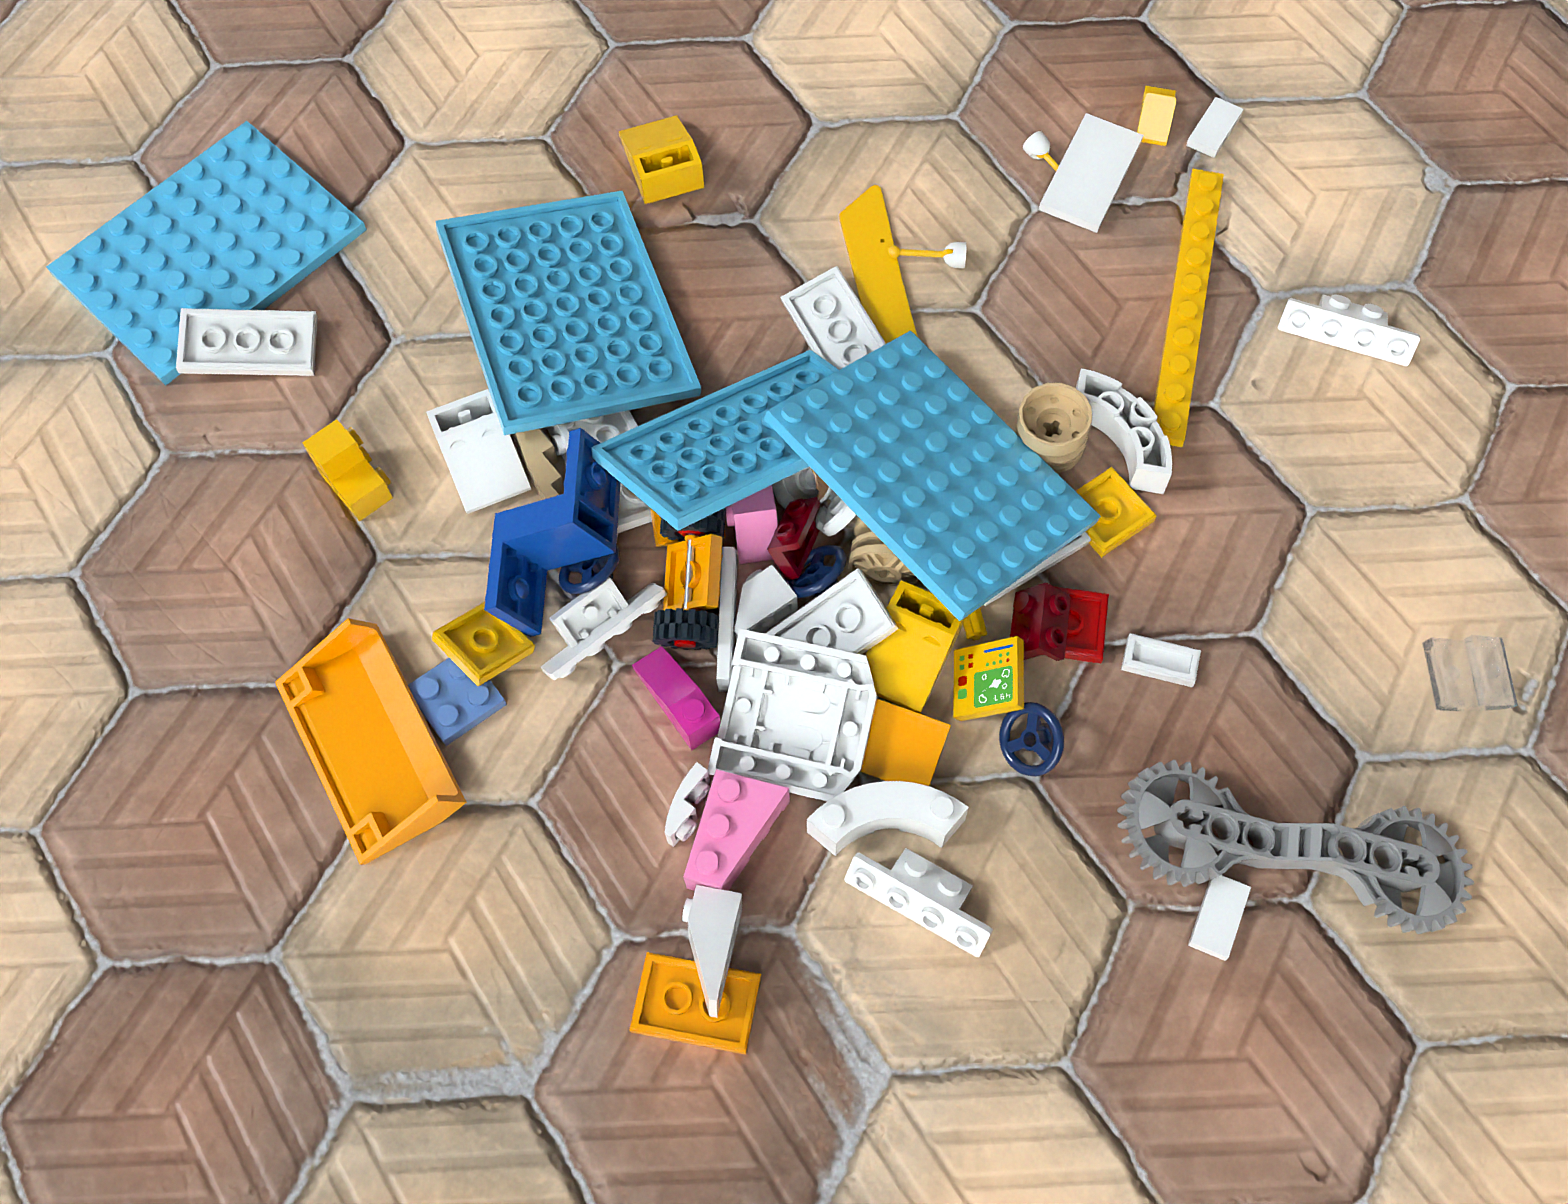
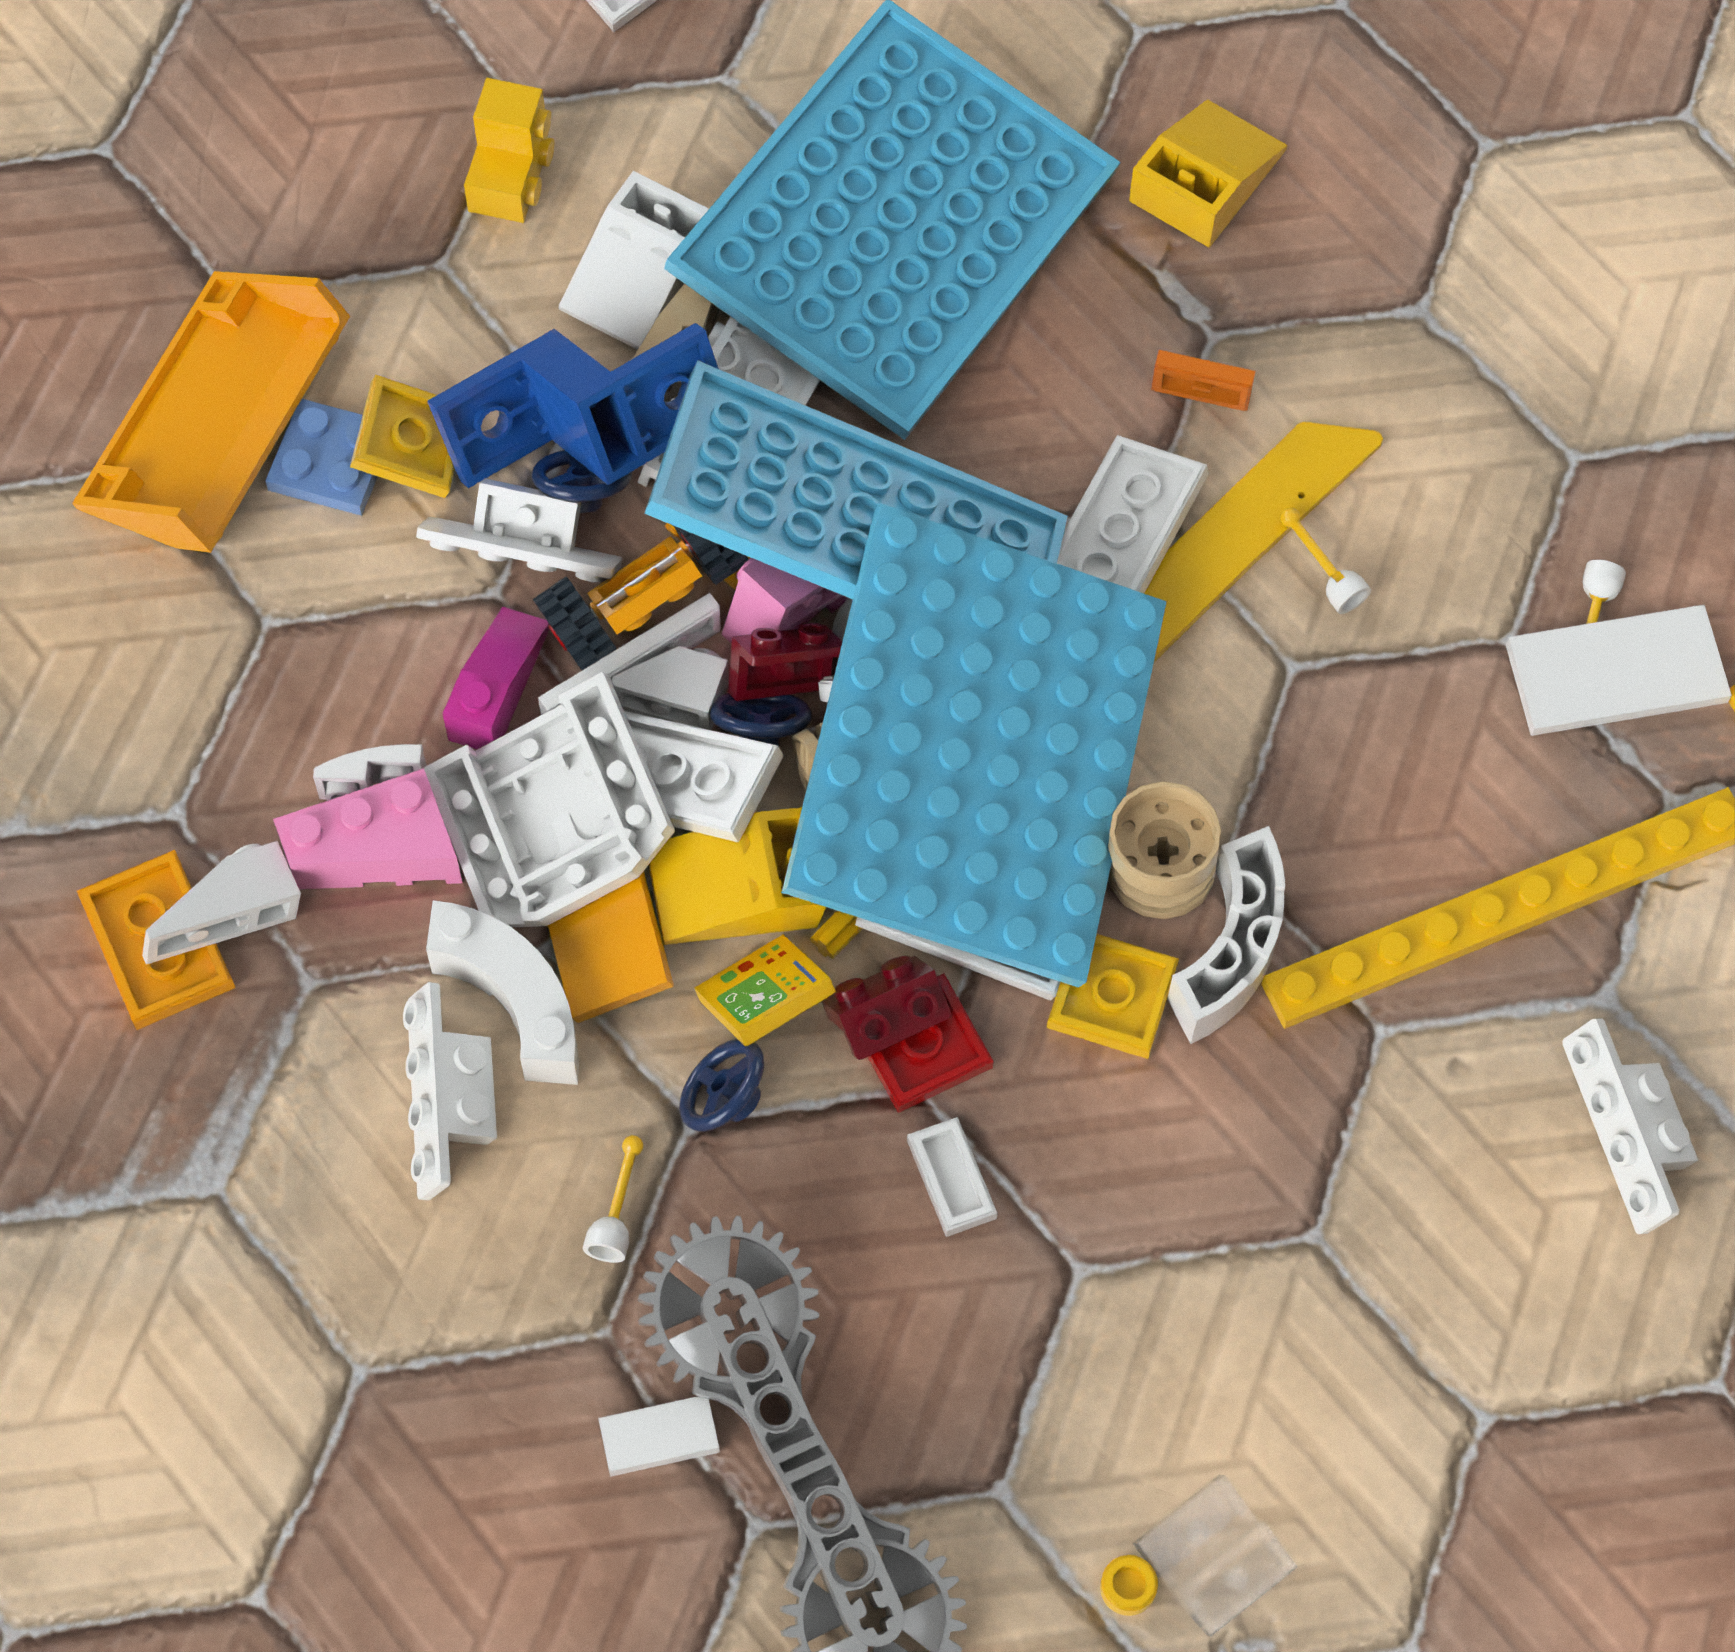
camera: 50 degrees right, 0 degrees up
(783, 237) = (1203, 380): none -> orange tile
(1078, 862) = (608, 1236): none -> white hinge
(1460, 727) = (1129, 1585): none -> yellow tile

